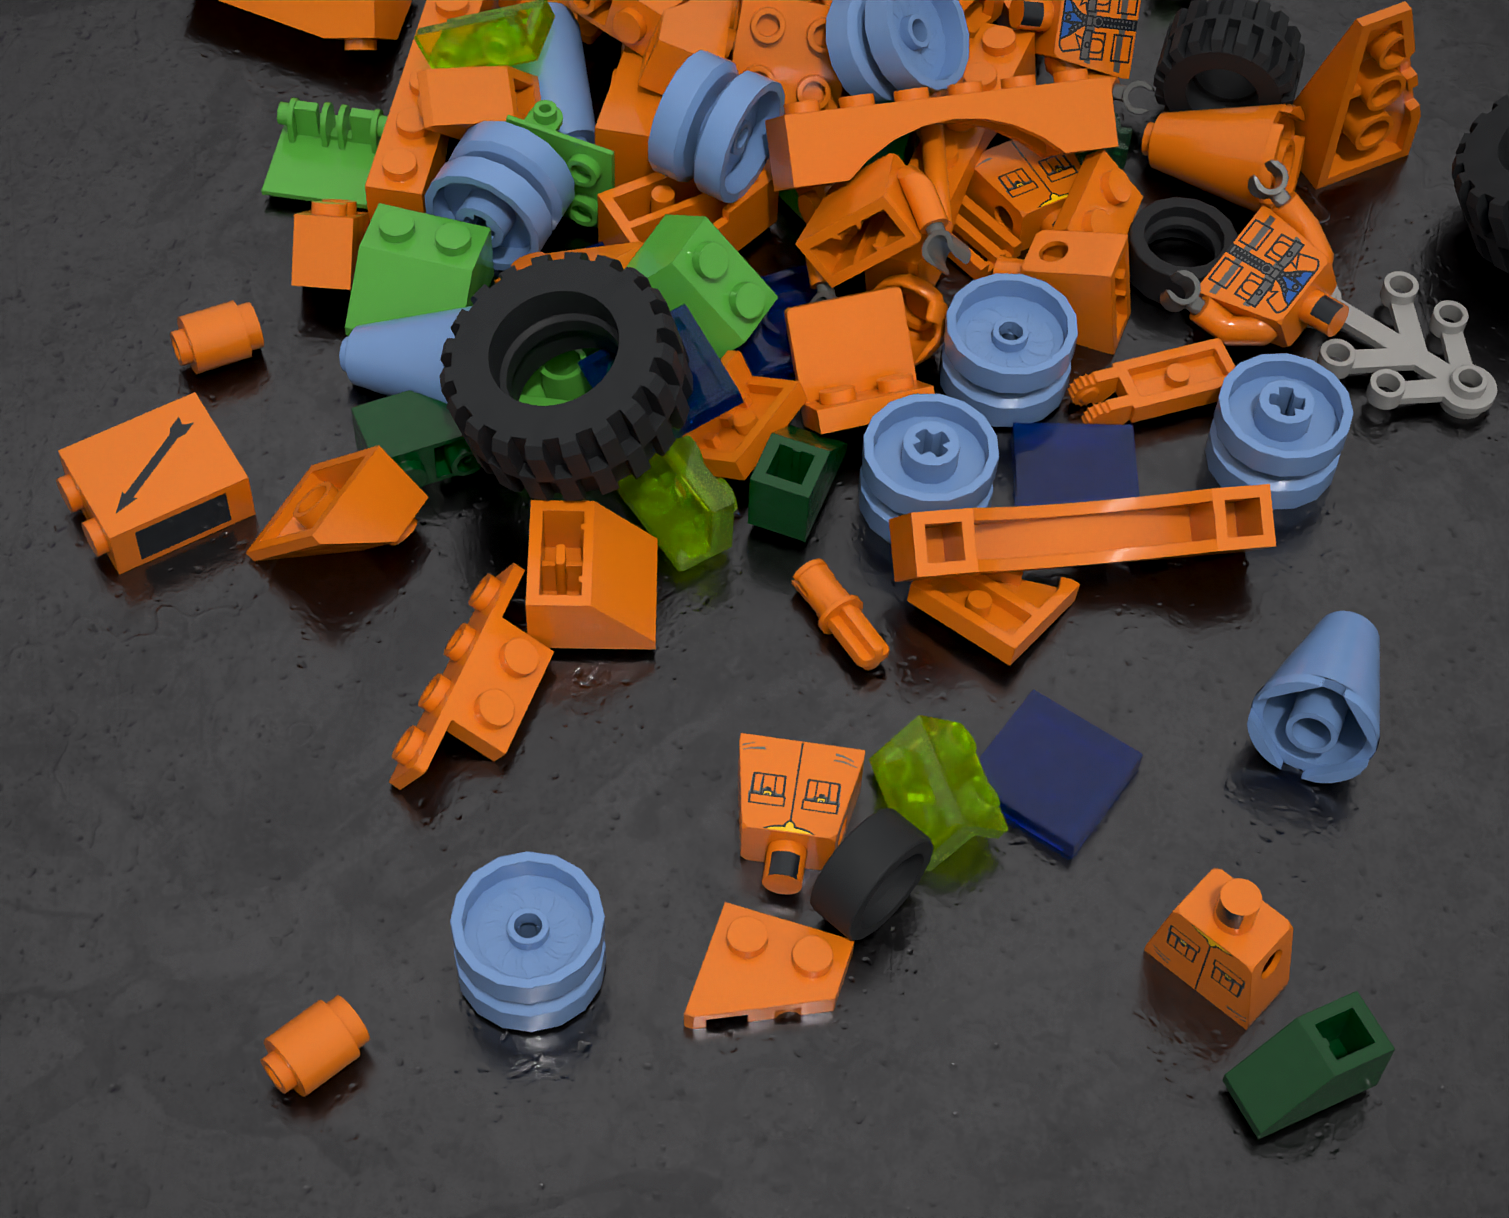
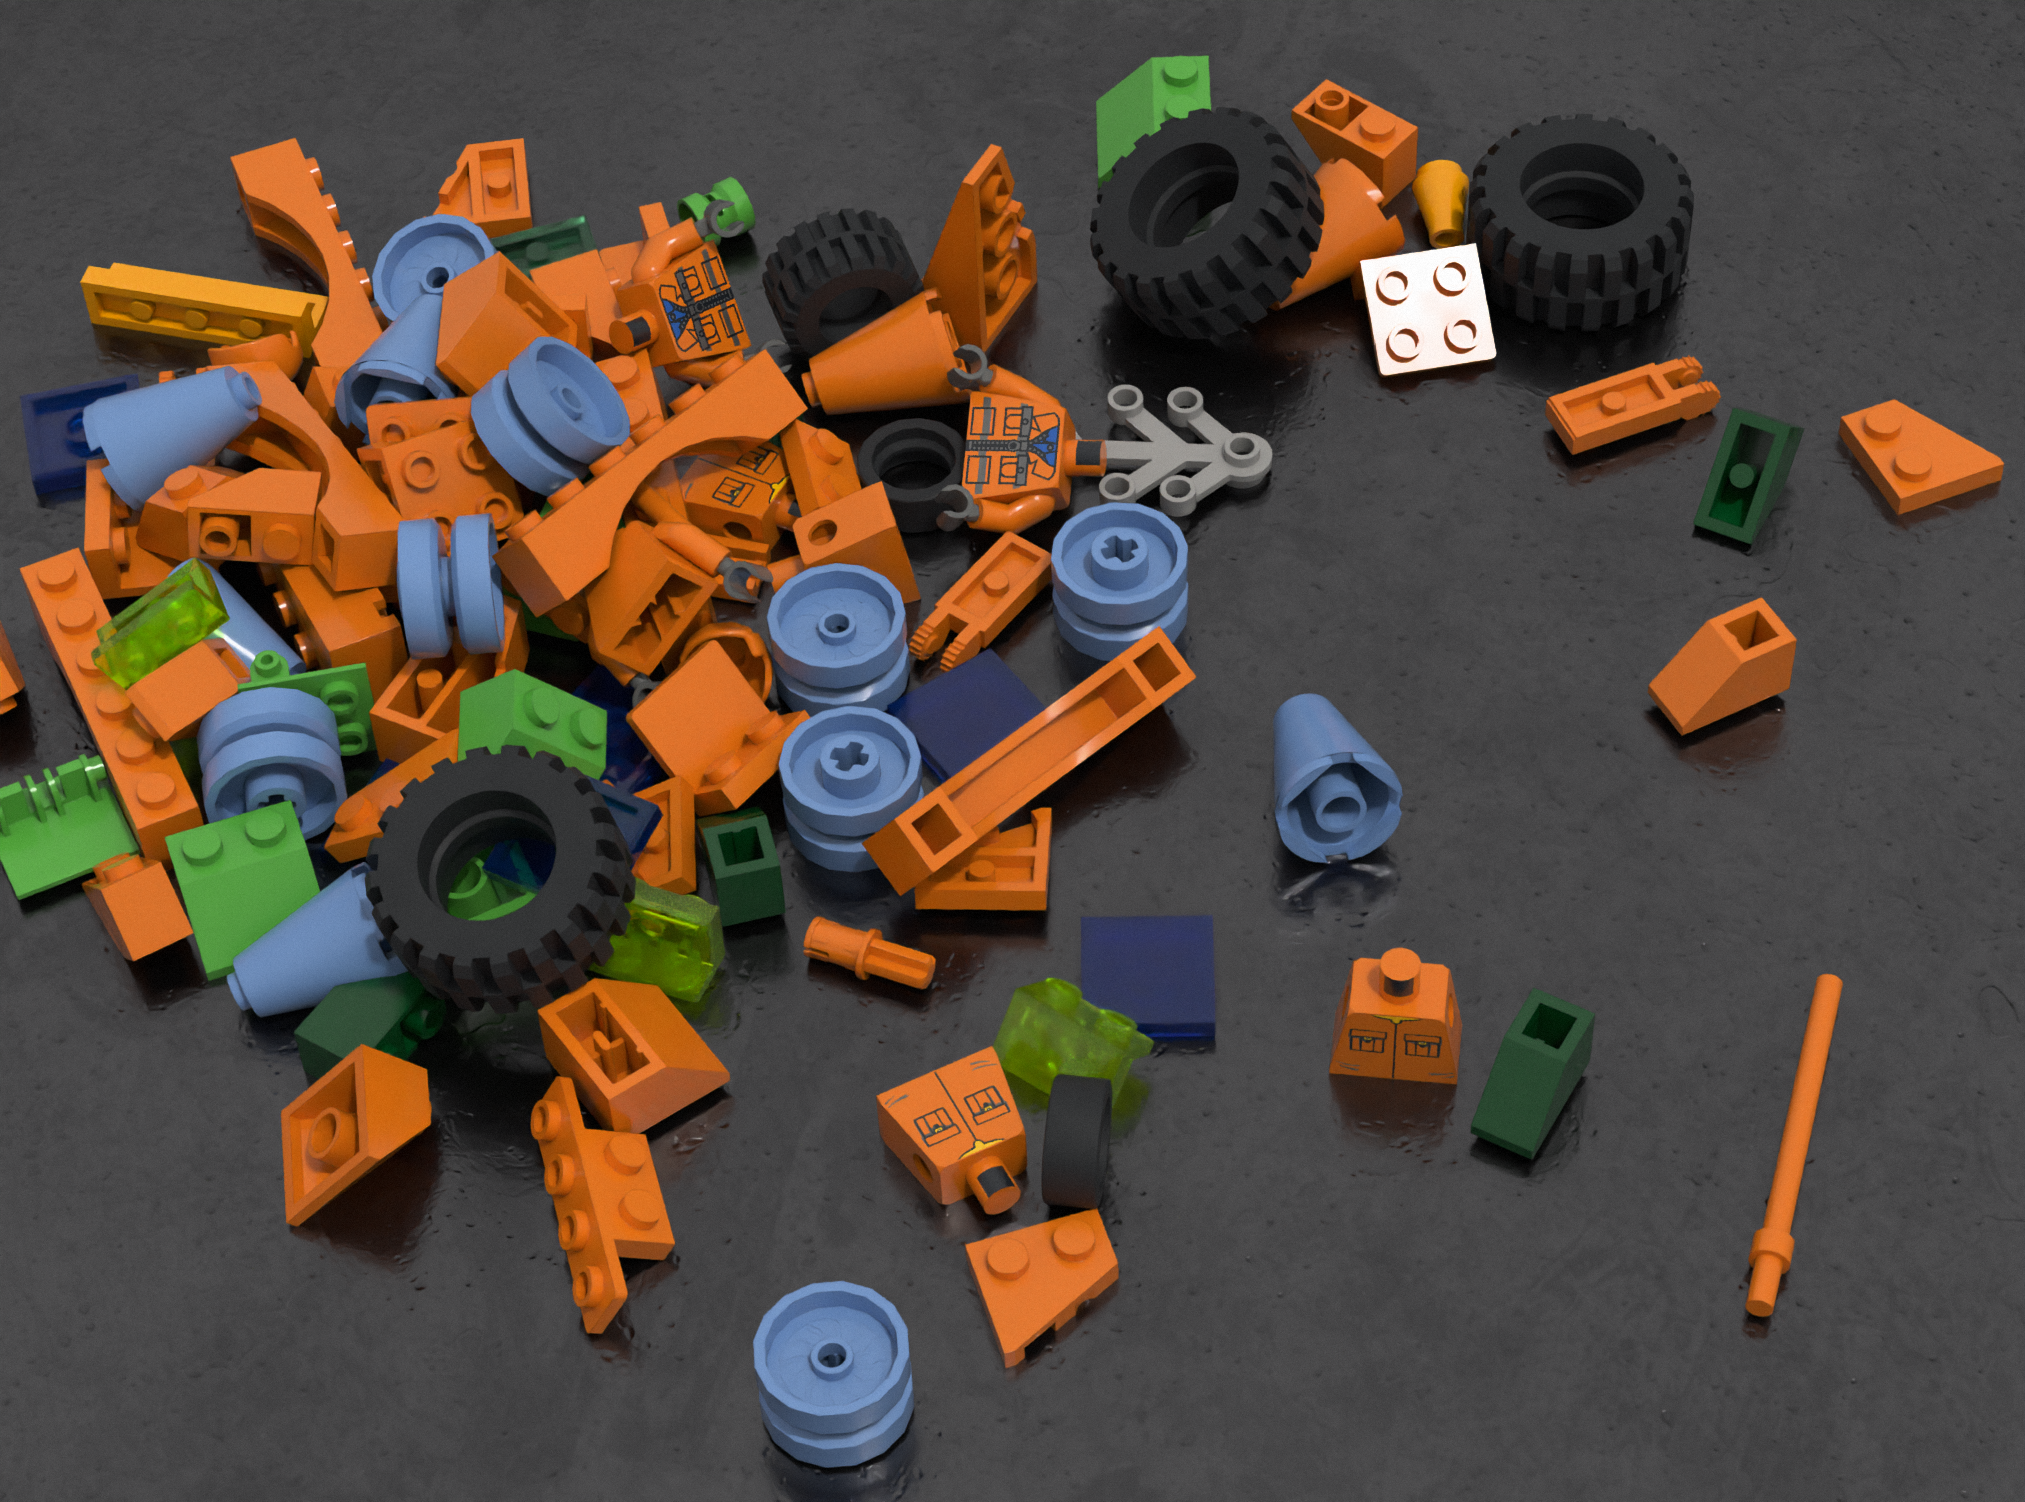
camera: 30 degrees left, 5 degrees down
(154, 483) = (155, 1209): orange brick -> none
(217, 336) = (96, 1049): orange brick -> none

